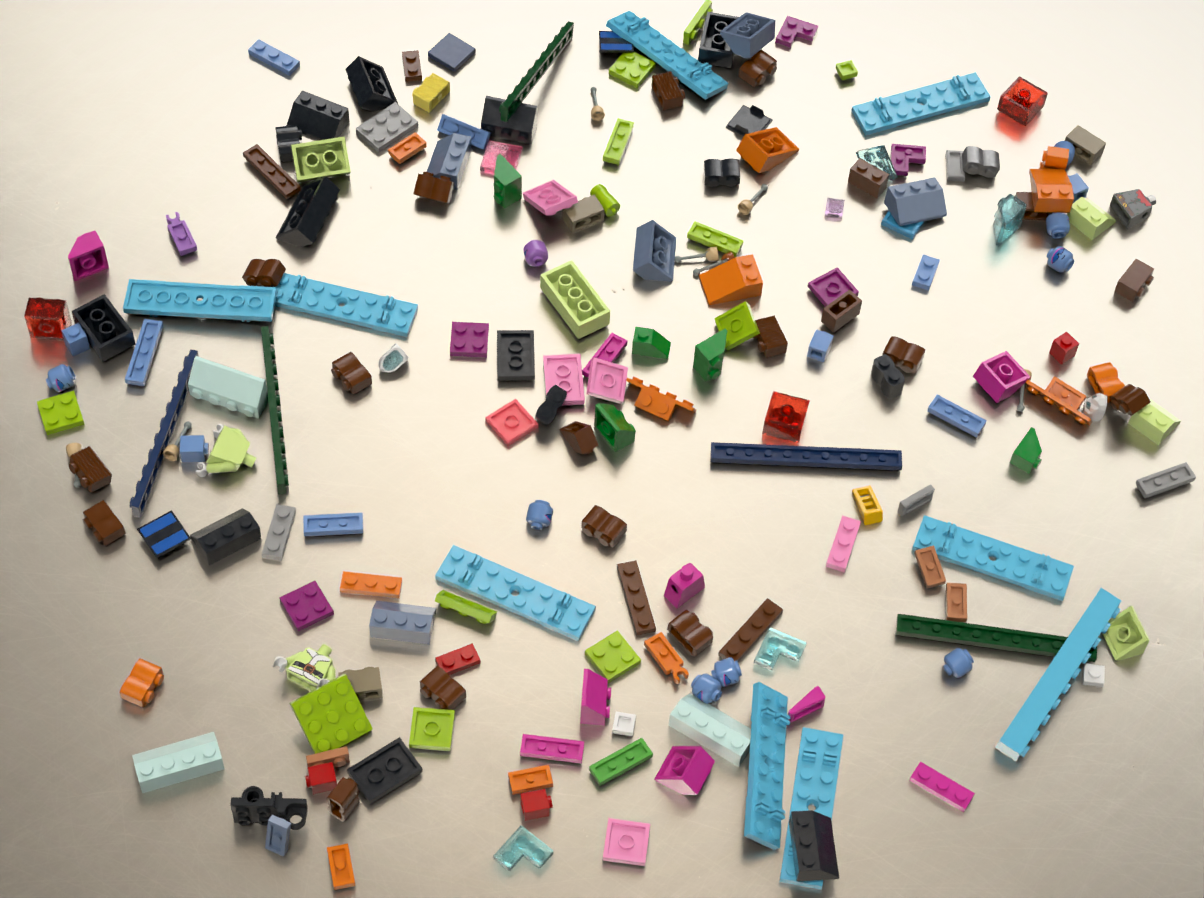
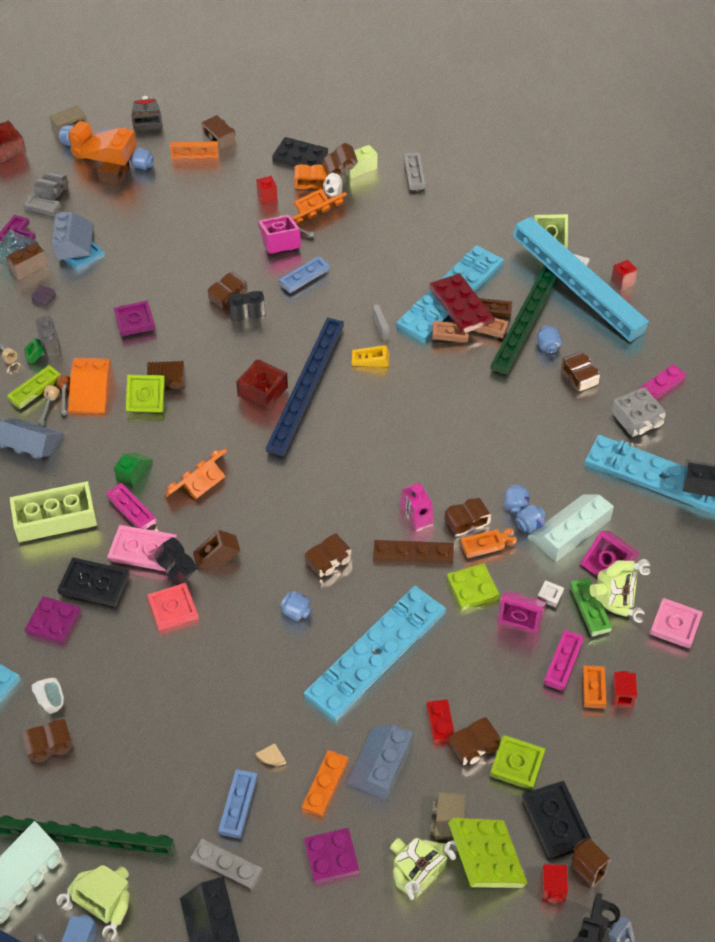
camera: 70 degrees left, 5 degrees down
(338, 756) = (533, 862): nougat plate -> none
(341, 866) = (661, 887): orange plate -> none
(385, 537) = (271, 756): none -> tan tile
(465, 607) = (382, 697): lime plate -> none
(520, 845) = (665, 712): clear light blue plate -> none
(607, 380) = (163, 509): bright pink plate -> none
(613, 426) = (220, 516): green slope -> none
(638, 775) = (617, 587): none -> yellowish green torso
(710, 356) = (174, 418): green slope -> none
(751, 631) = (476, 474): reddish brown plate -> none
(758, 223) = (33, 350): none -> green plate
(766, 766) = (630, 494): medium azure piece -> none
(778, 227) = (48, 336): none -> flat silver brick
(778, 644) = (498, 458): clear light blue plate -> none
(811, 702) = (561, 446): dark pink slope -> none
(820, 345) = (192, 342): medium blue brick -> none
(841, 311) = (164, 316): reddish brown brick -> none
(843, 544) = (405, 385): bright pink plate -> none
(884, 765) = (638, 412): none -> light grey brick
(925, 272) = (145, 254): medium blue plate -> none
(925, 701) = (580, 371): none -> reddish brown brick
(971, 566) = (461, 303): none -> dark red plate
(984, 602) = (498, 308): none -> reddish brown plate
(1008, 218) = (122, 183): clear light blue slope -> none
(1027, 453) = (358, 240): green slope -> none
(1060, 259) = (177, 167): medium blue head -> none
(1089, 218) = (149, 138): yellowish green slope -> none
(1090, 721) = (624, 274): none -> red brick
(1096, 266) = (194, 150): none -> orange plate
(1142, 364) = (298, 152): none -> black plate

